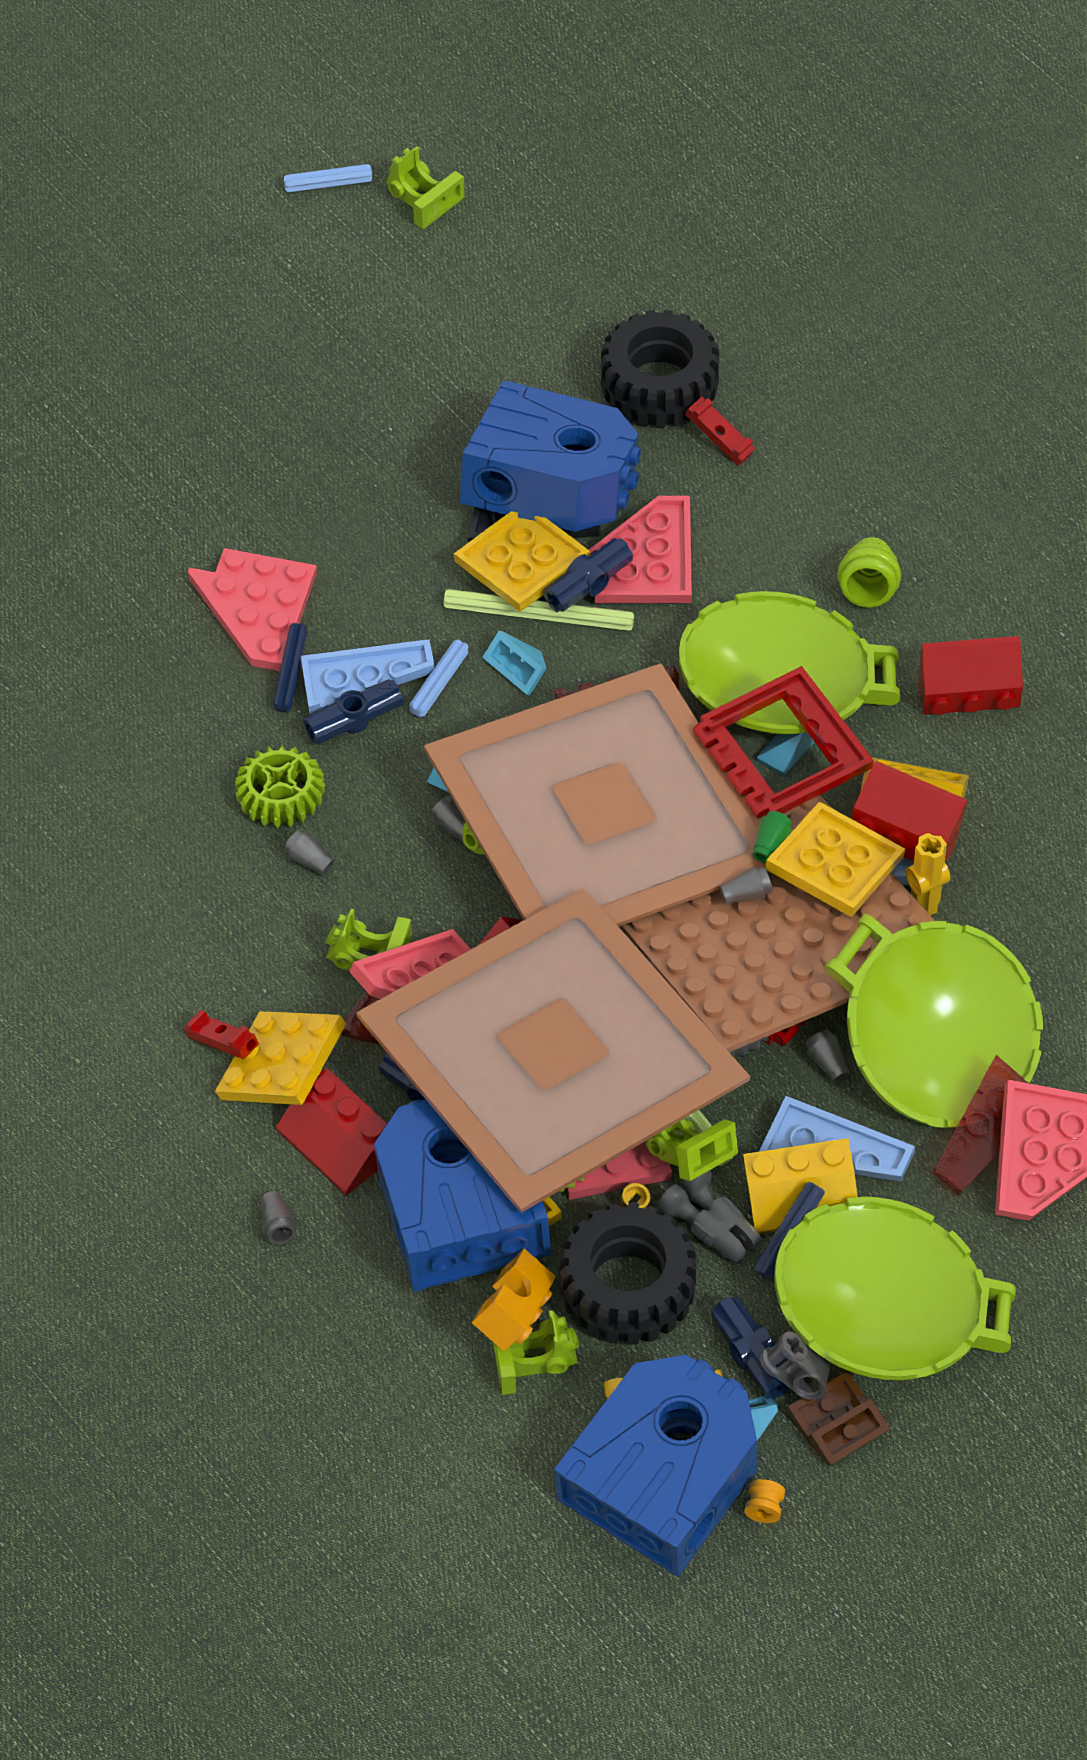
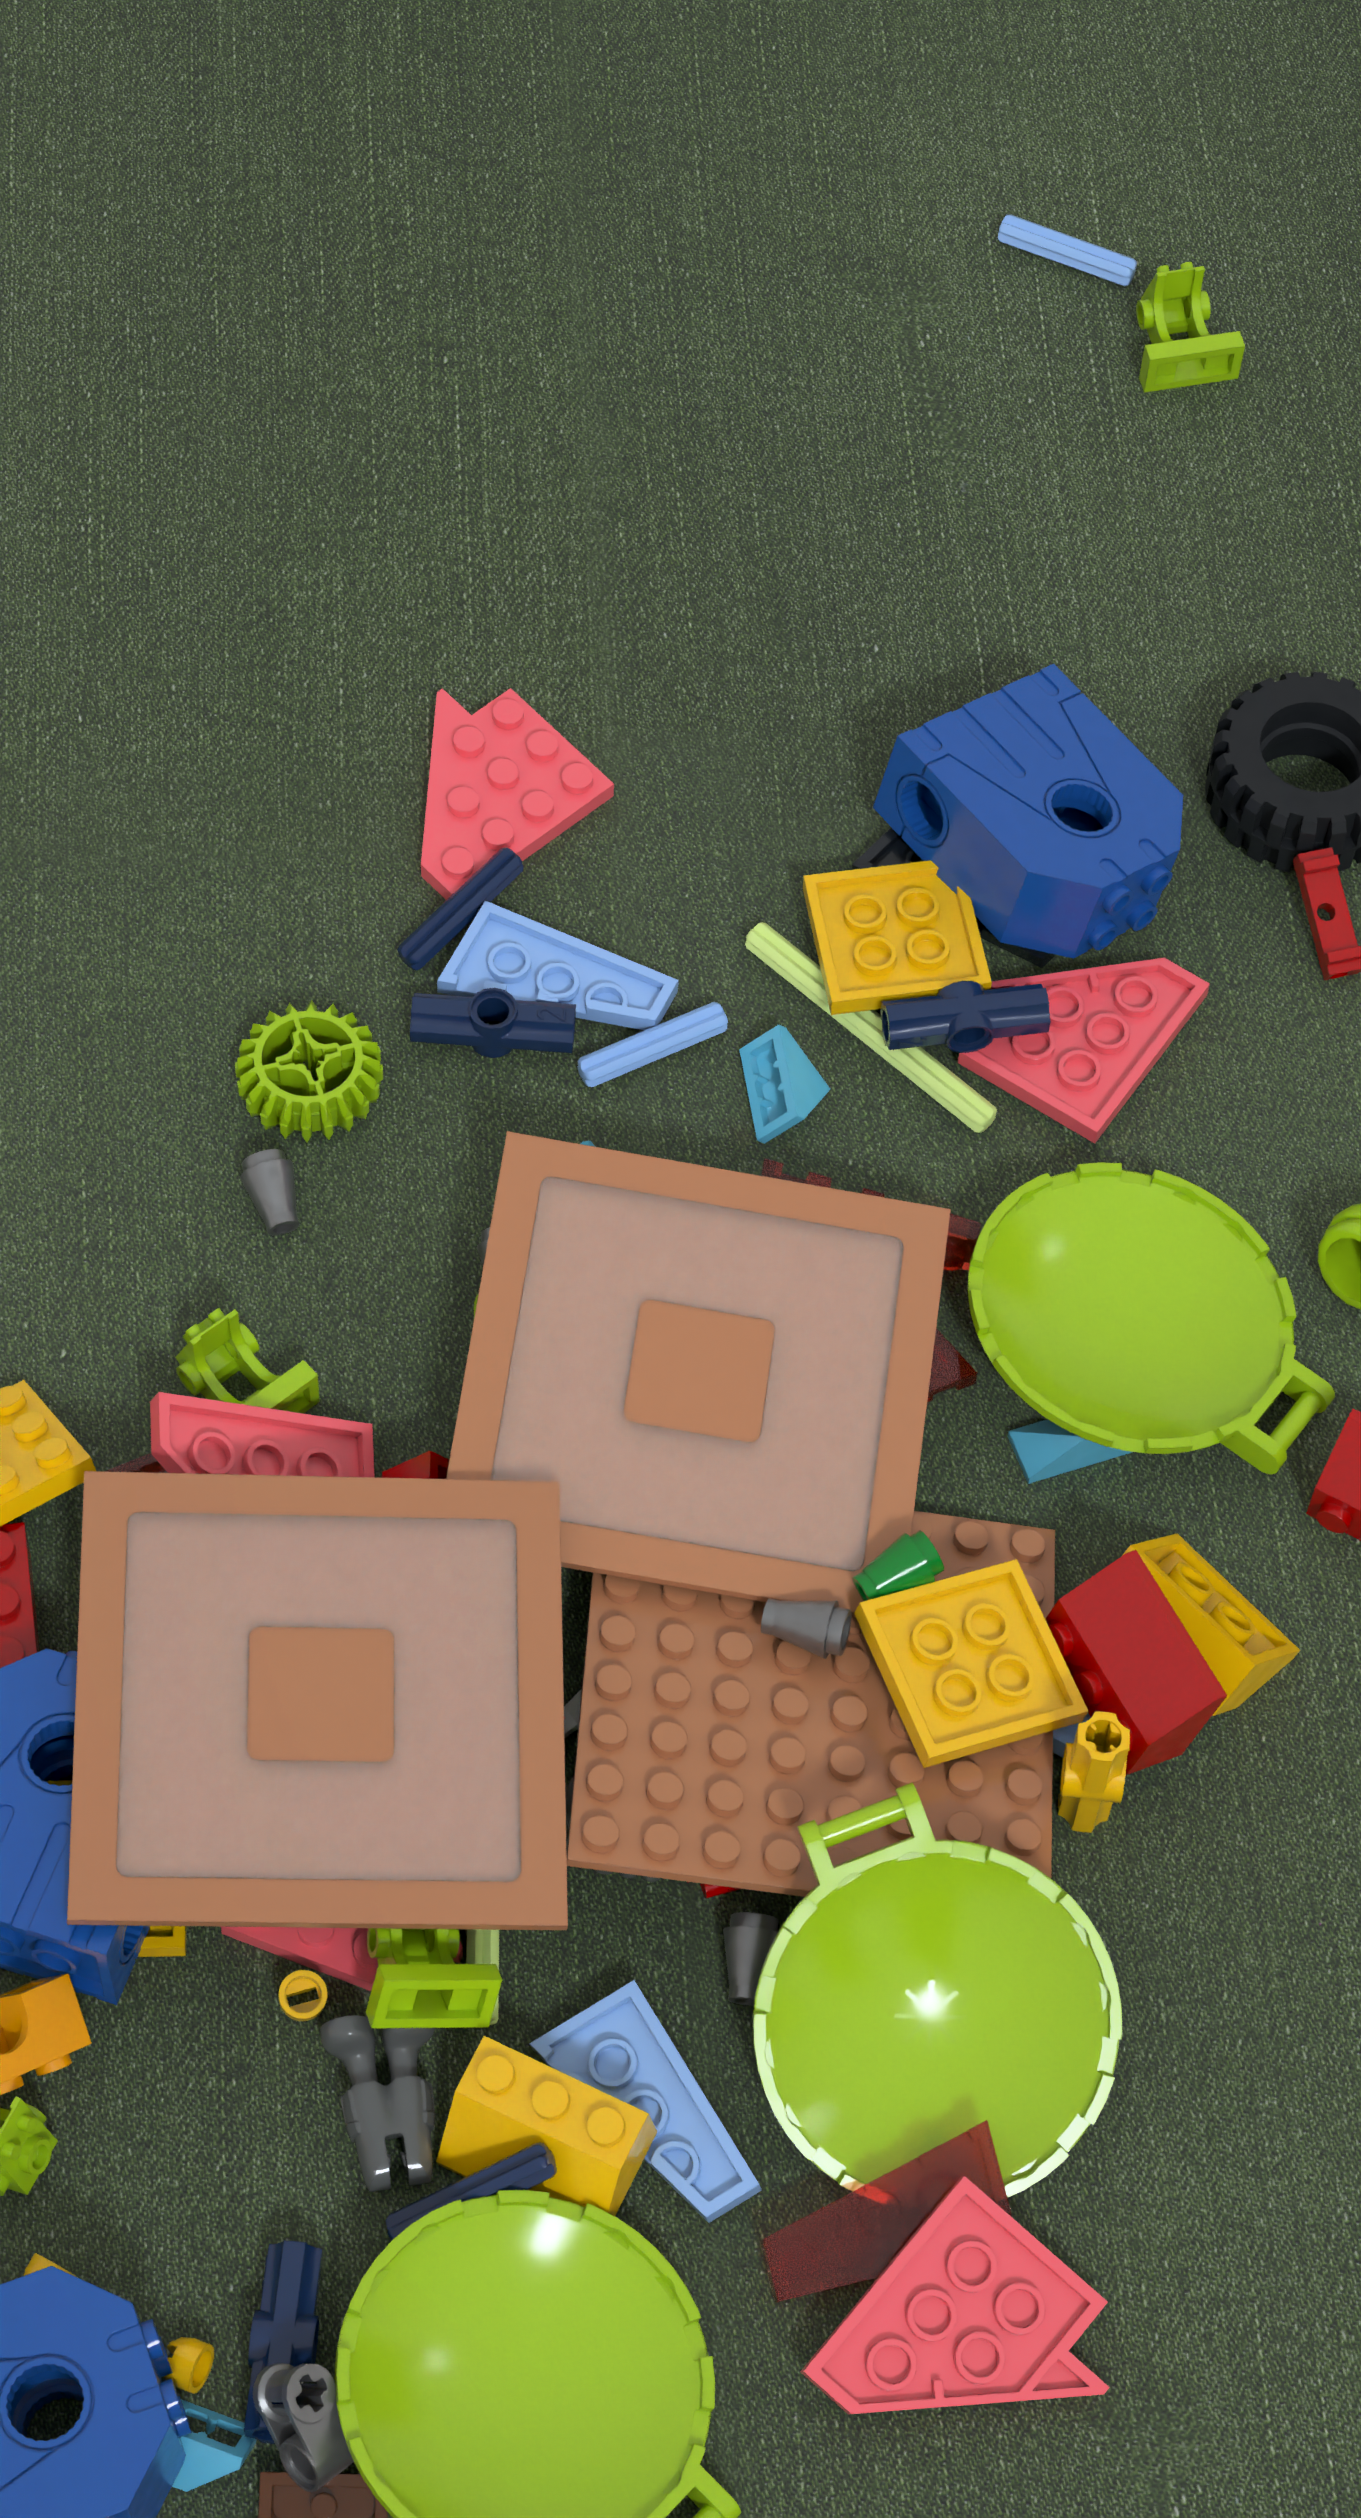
camera: 30 degrees right, 5 degrees up
(635, 1234) = (175, 2033): black tyre -> none
(817, 717) = (1110, 1439): red hinge -> none

